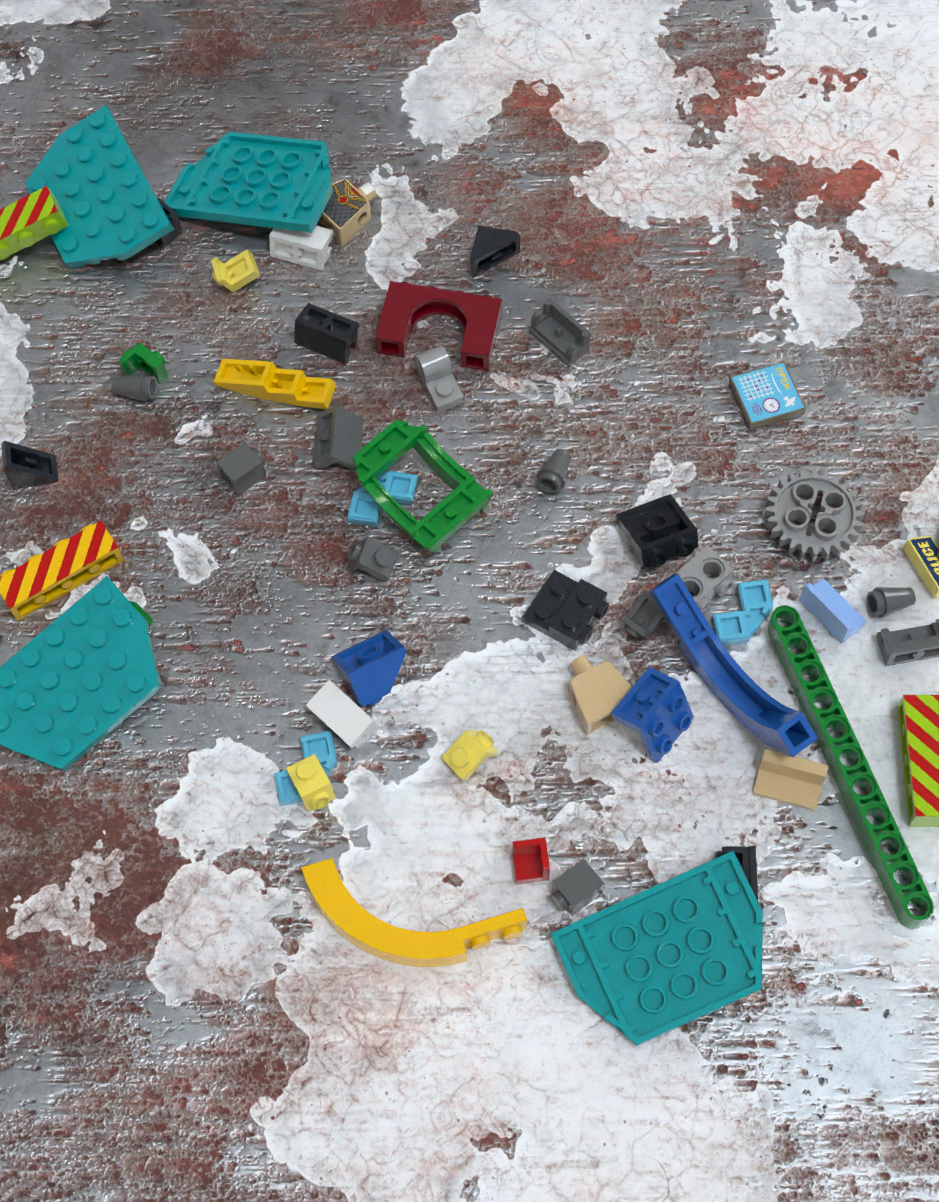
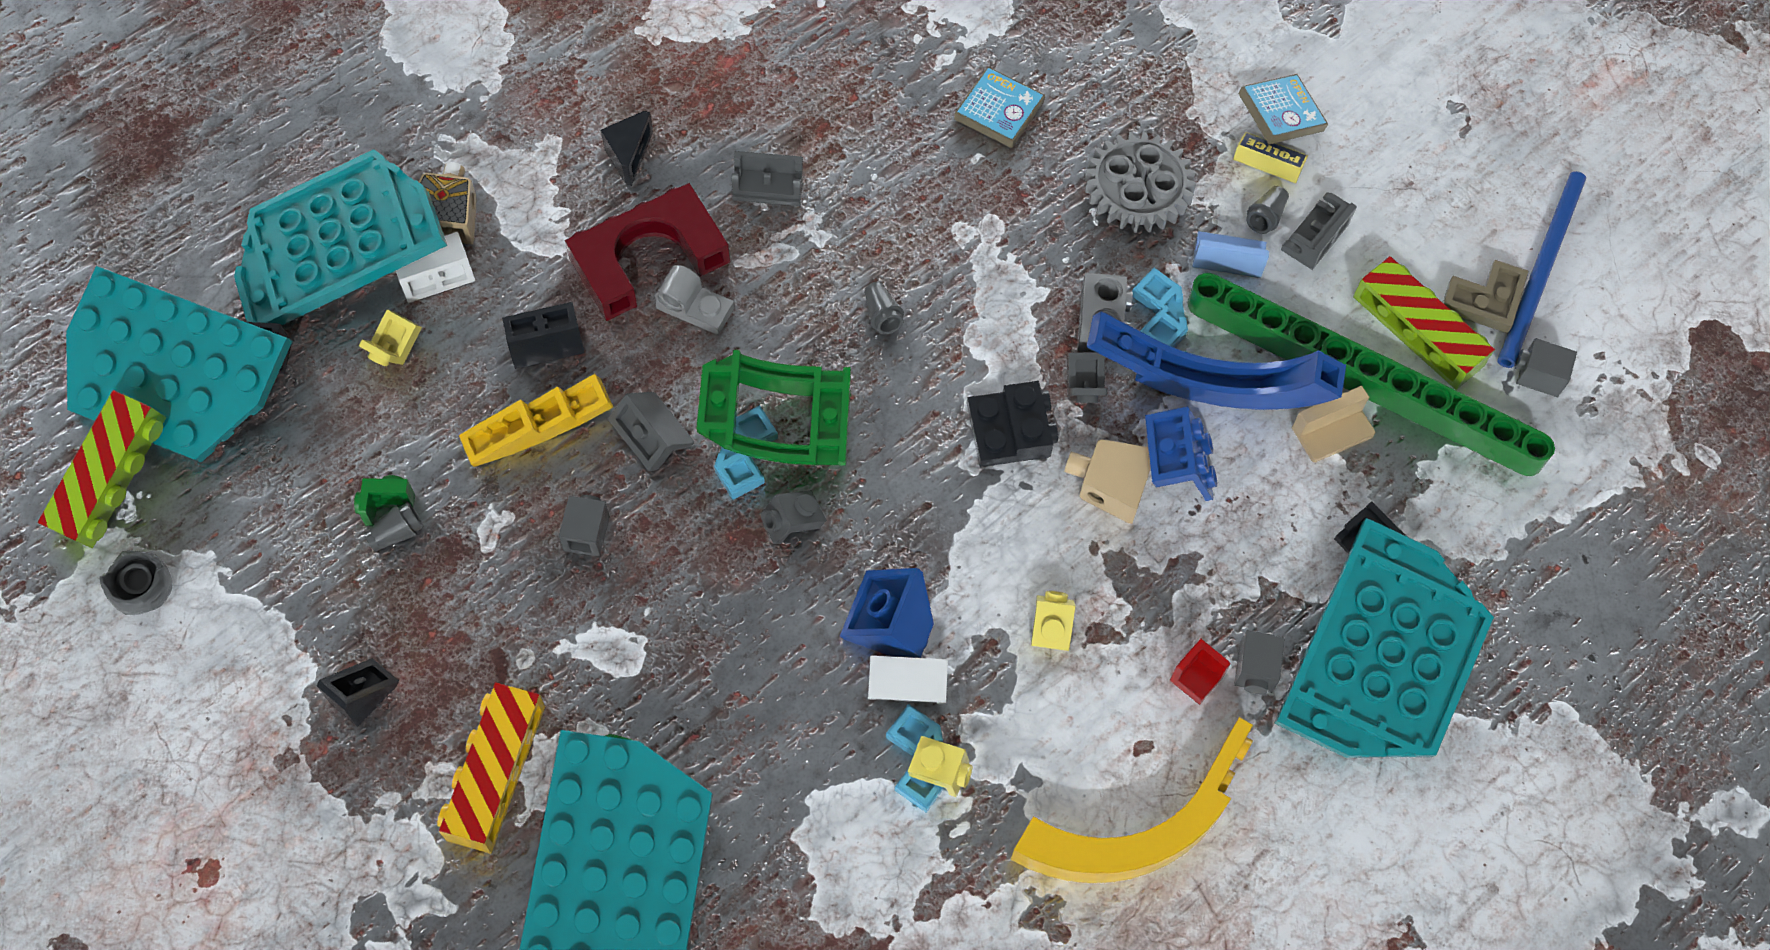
camera: 45 degrees left, 0 degrees up
(658, 531) = (1026, 293): black plate -> none

